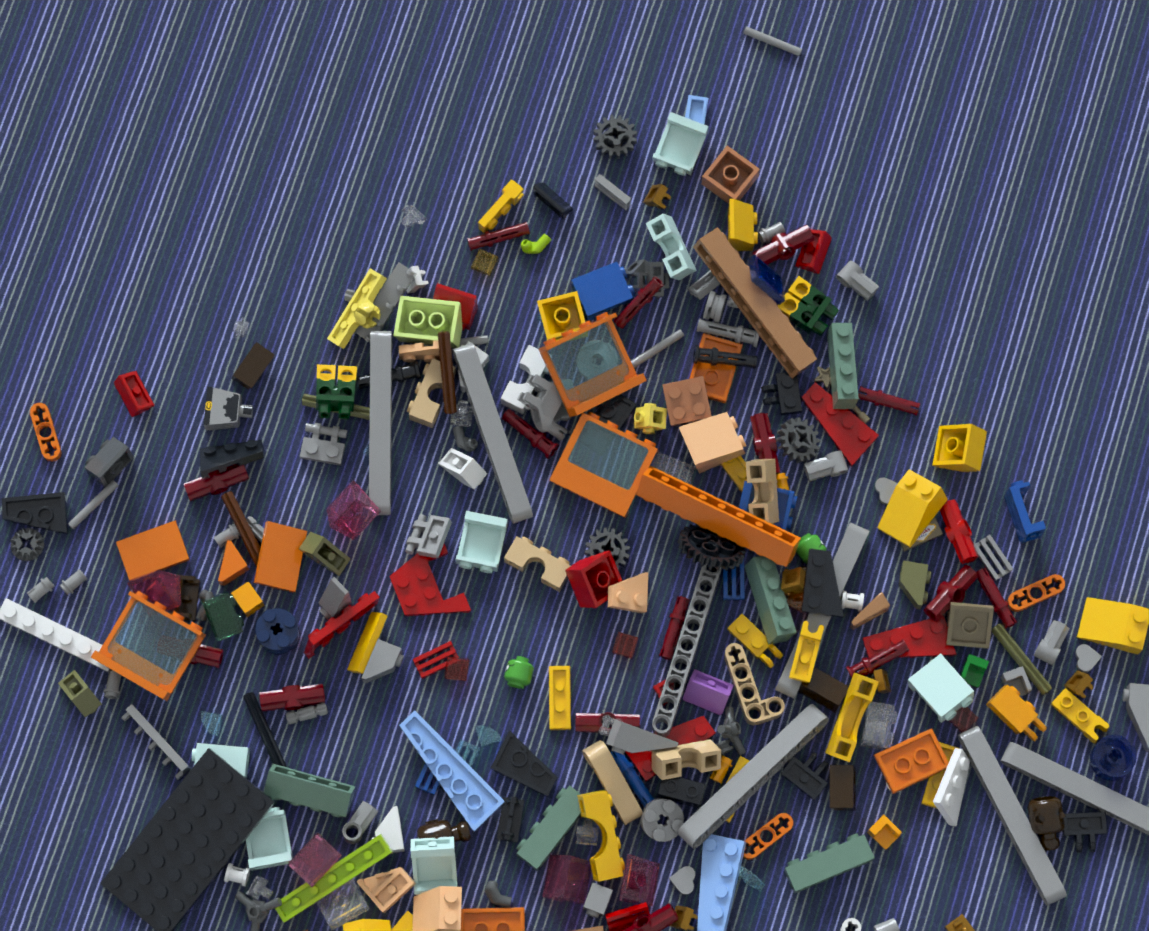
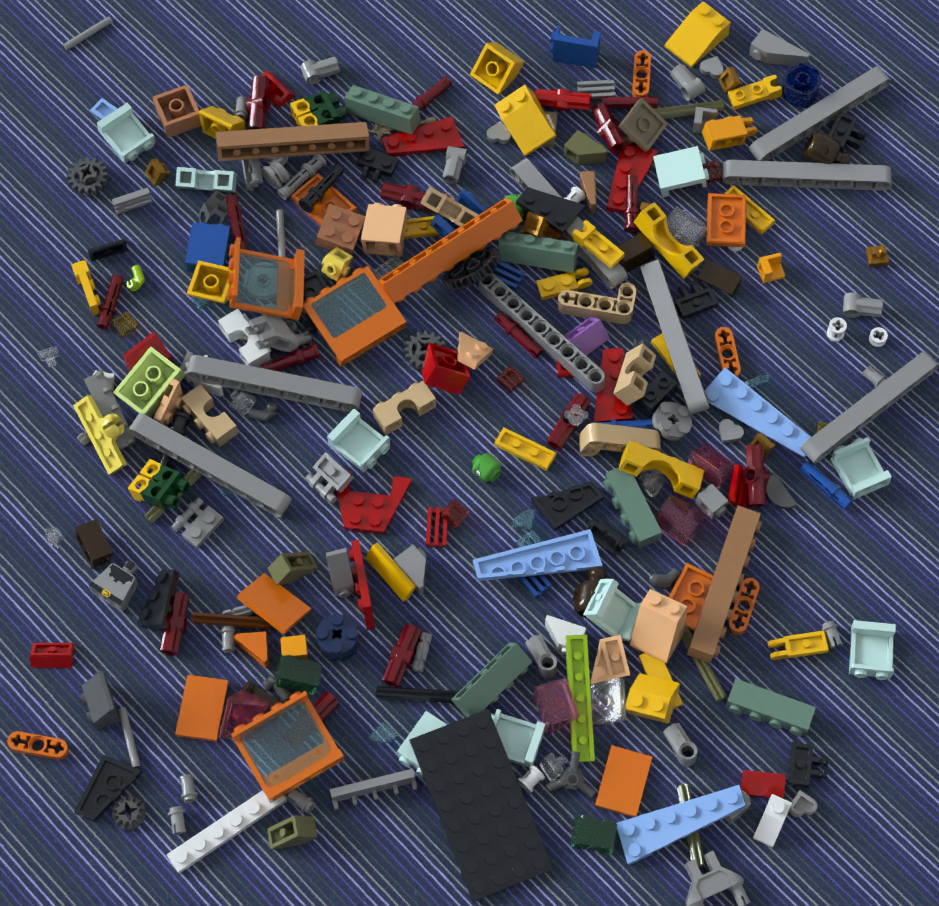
camera: 60 degrees left, 10 degrees down
(351, 511) = (270, 526): clear pink slope -> none
(447, 372) = (202, 388): reddish brown axle -> none
(463, 468) = (288, 423): white slope -> none
(633, 739) = (596, 401): light grey slope -> none
(718, 775) = (658, 363): light orange pin -> none
(731, 730) = (628, 333): dark grey piece -> none
(766, 279) = (279, 123): clear blue tile -> none
(798, 440) = (421, 170): dark grey gear -> none
(829, 863) = (775, 319): sand green brick -> none
(951, 789) = (762, 201): white wing -> none
(974, 670) = (675, 141): green panel -> none

